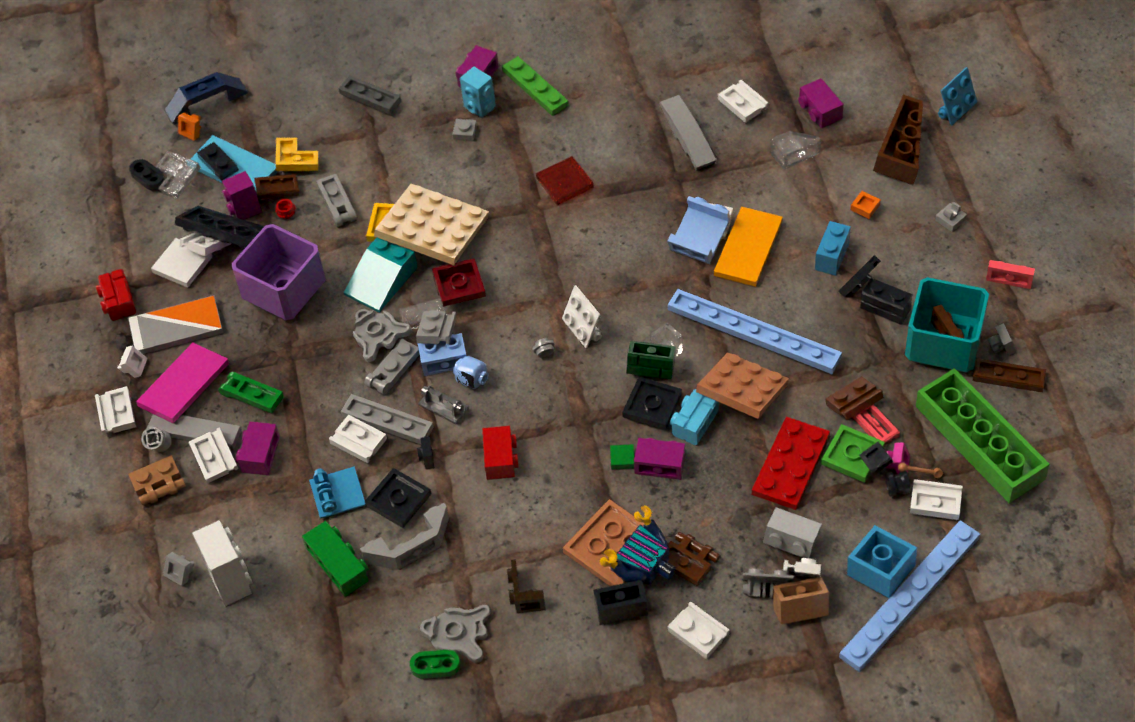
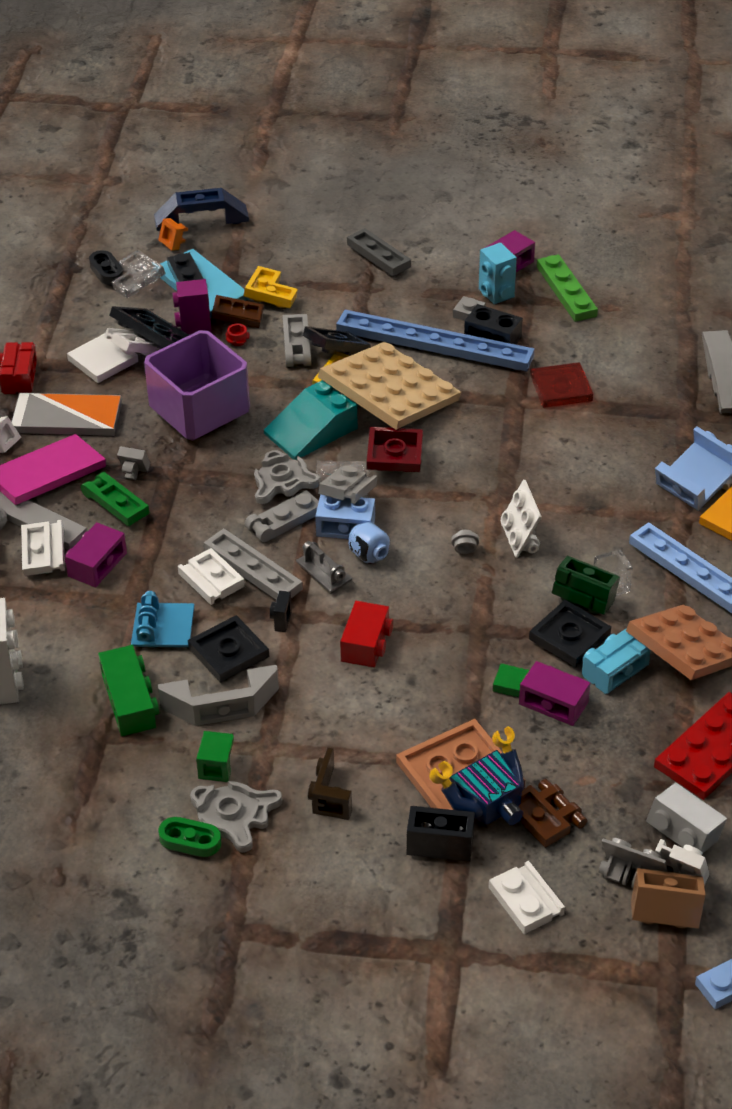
camera: 15 degrees right, 10 degrees down
(251, 355) = (132, 461): none -> light grey tile
(371, 194) = (335, 340): none -> black plate
(427, 592) = (214, 756): none -> green panel
(448, 168) = (436, 340): none -> medium blue plate
(492, 144) = (493, 325): none -> black brick

